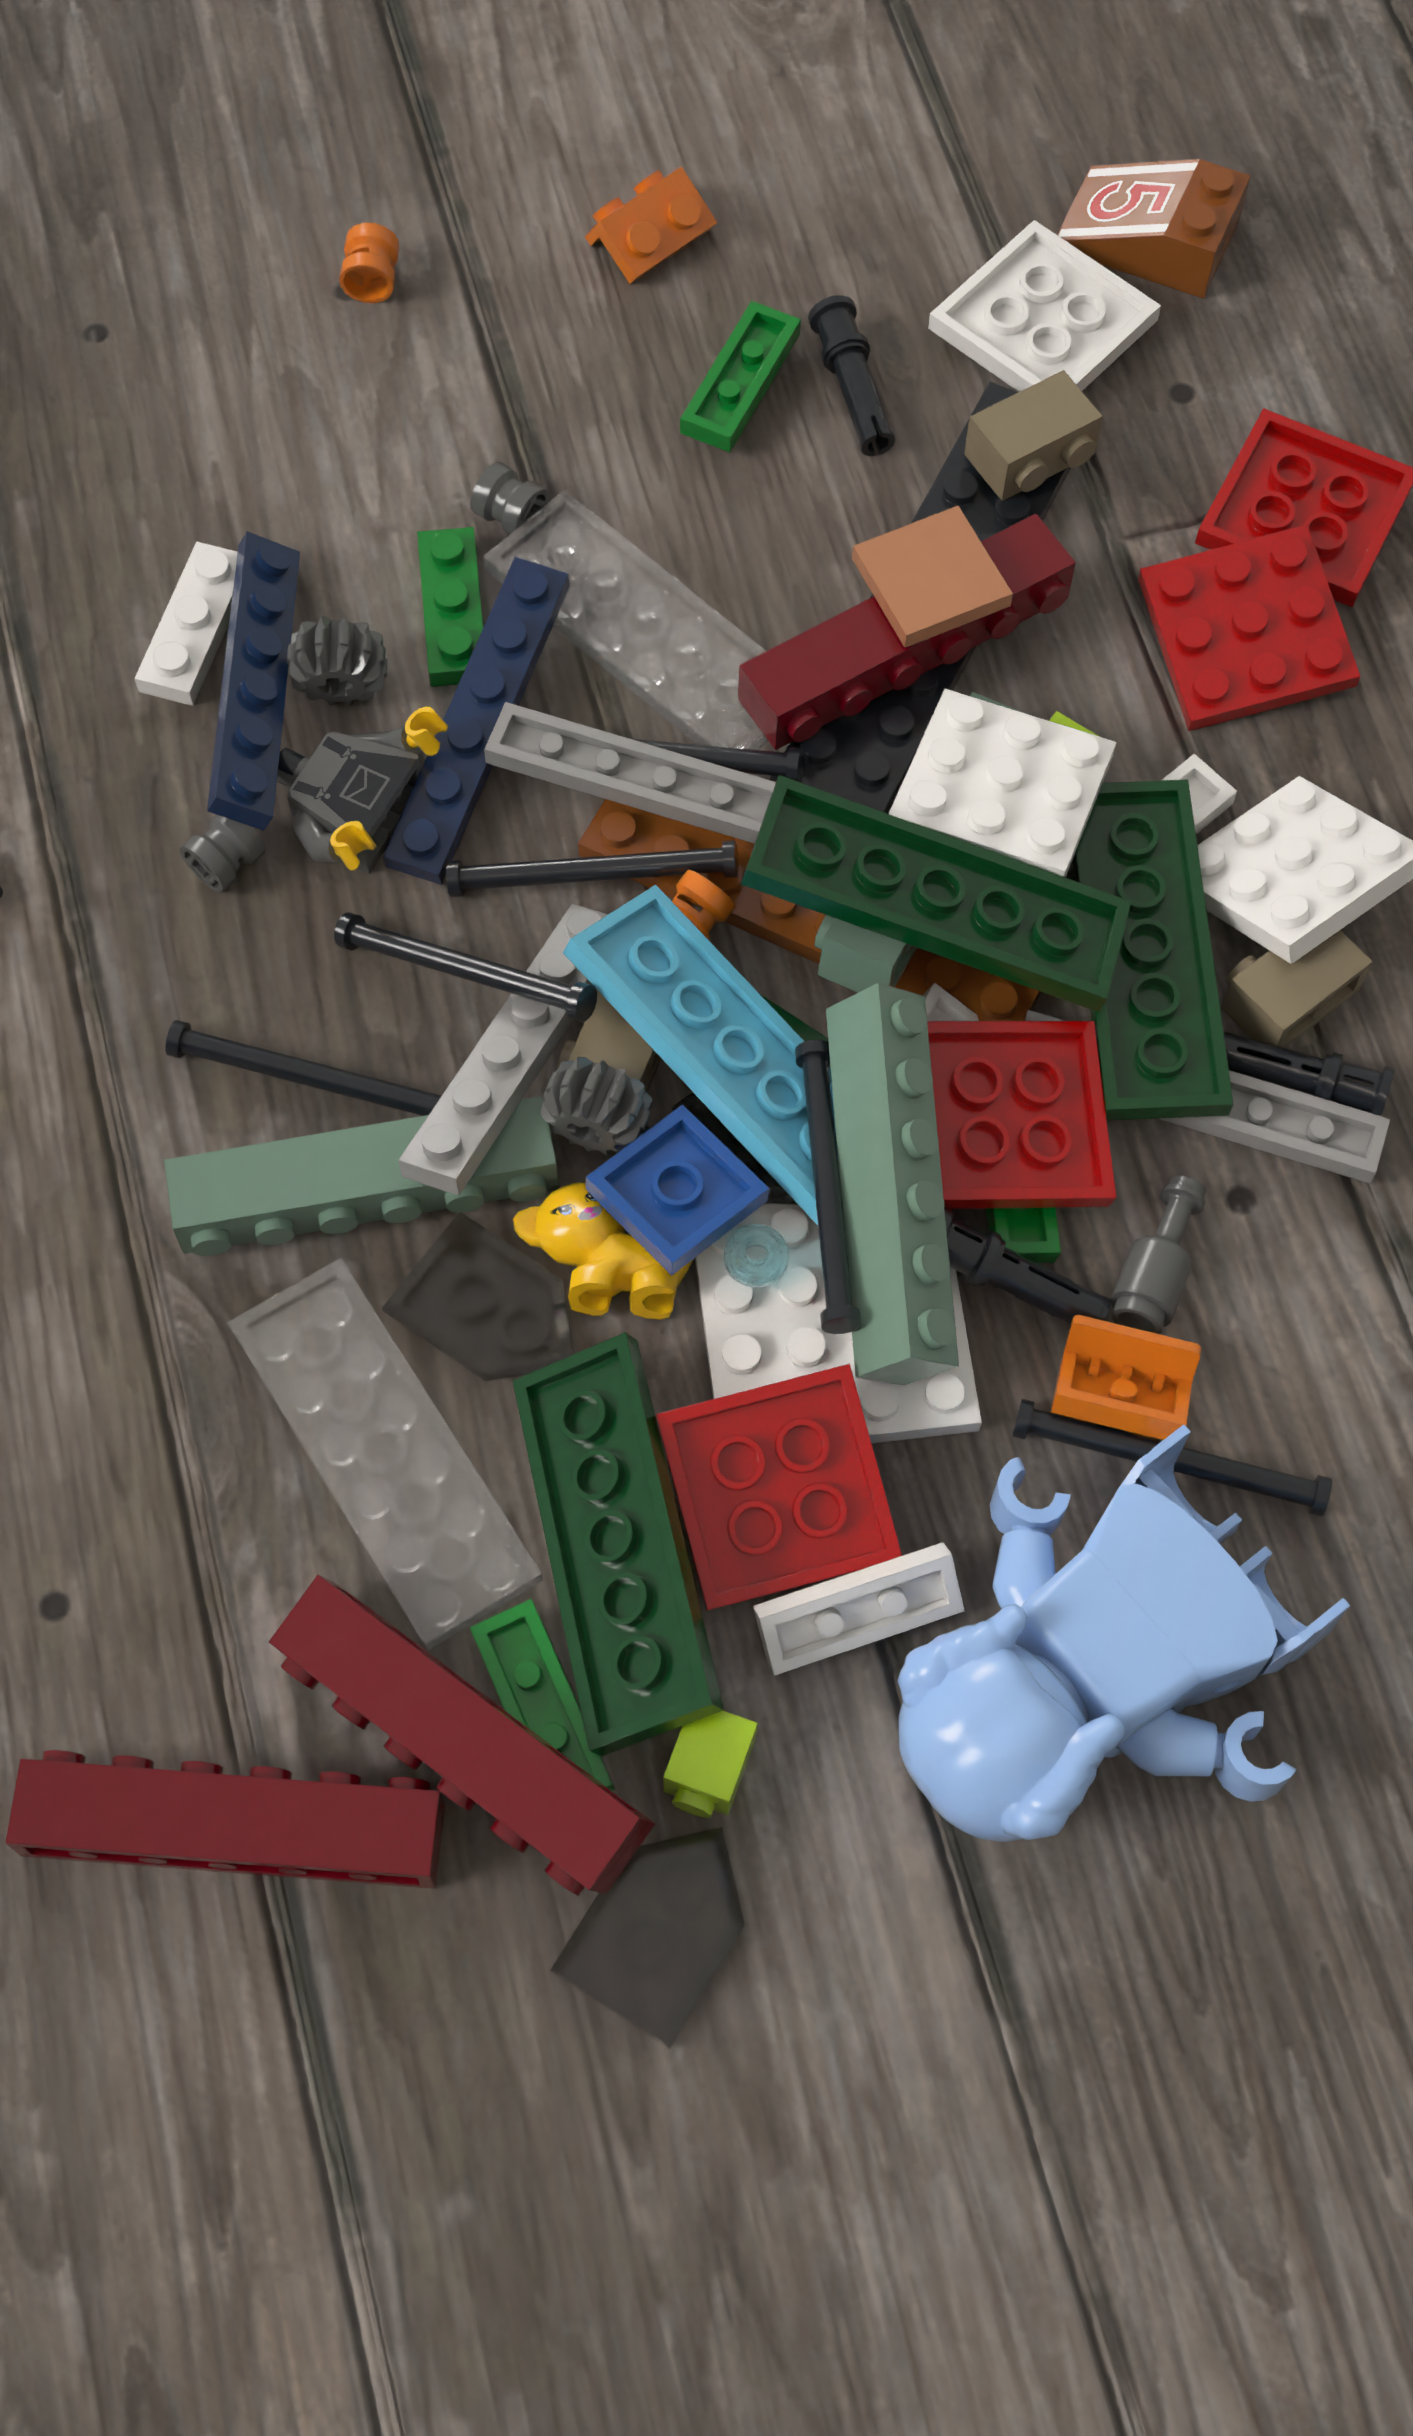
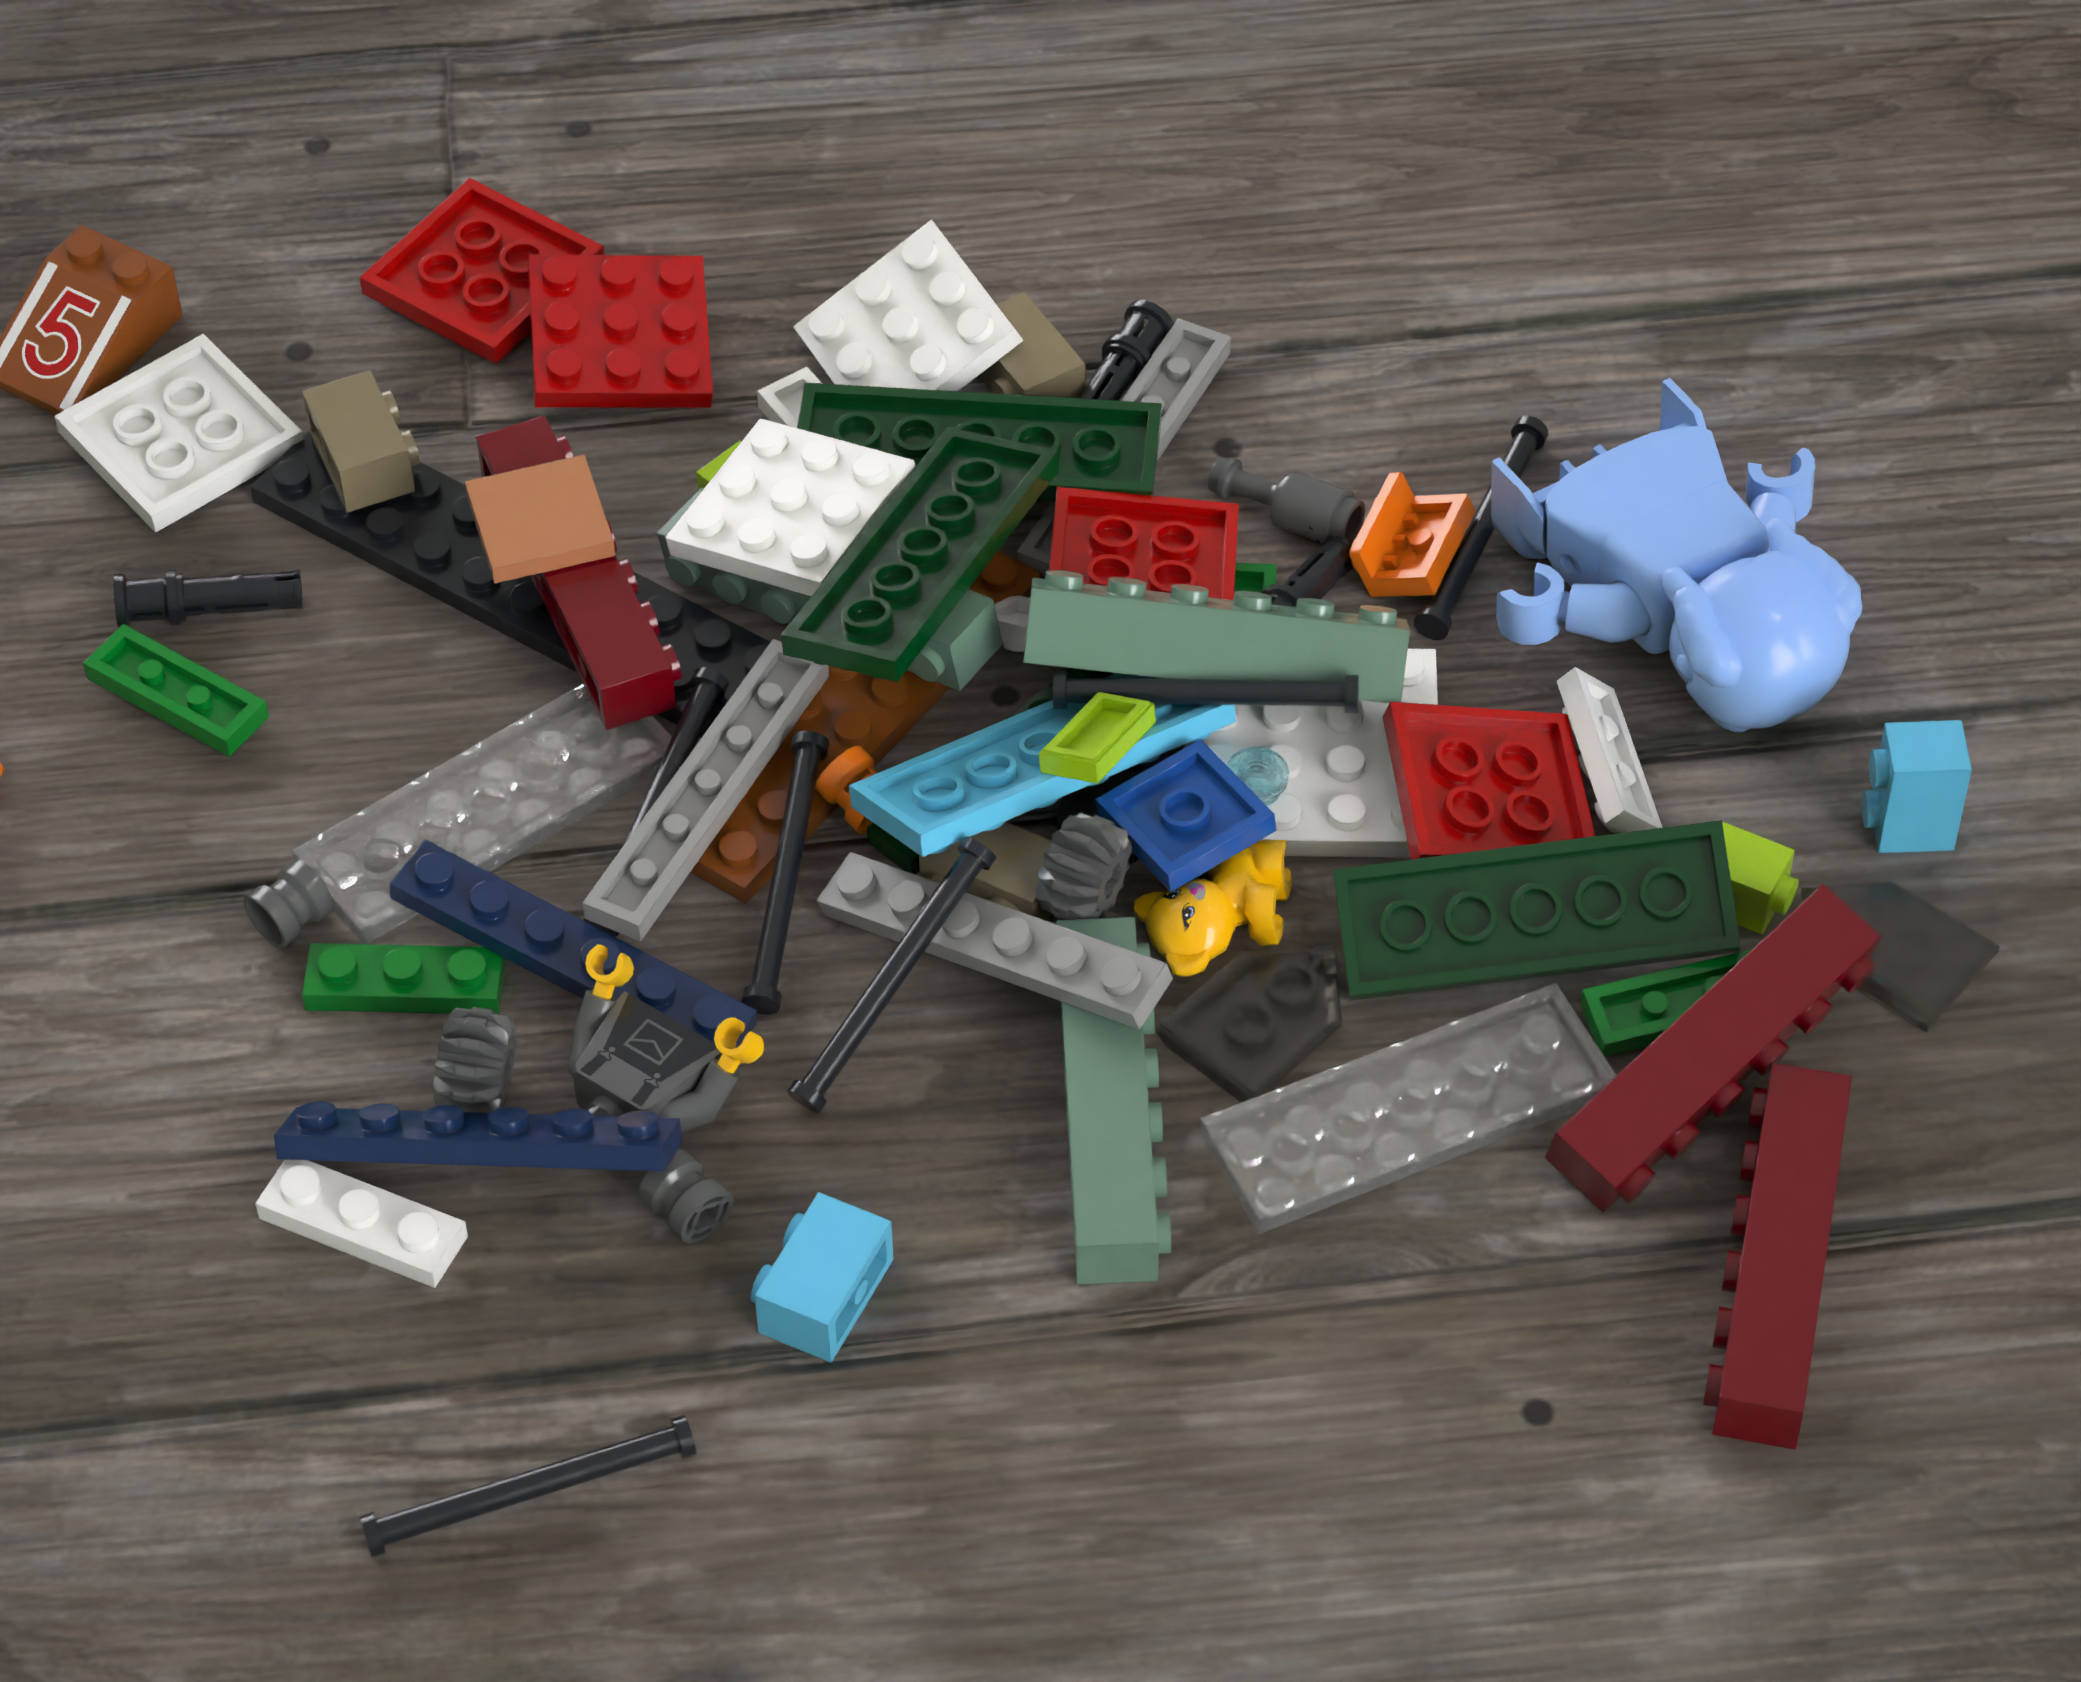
camera: 80 degrees left, 15 degrees down
(143, 968) = (822, 1276): none -> medium azure brick
(183, 1041) = (911, 1255): black bar -> none
(737, 1086) = (1097, 737): none -> lime tile
(839, 1931) = (1917, 786): none -> medium azure brick

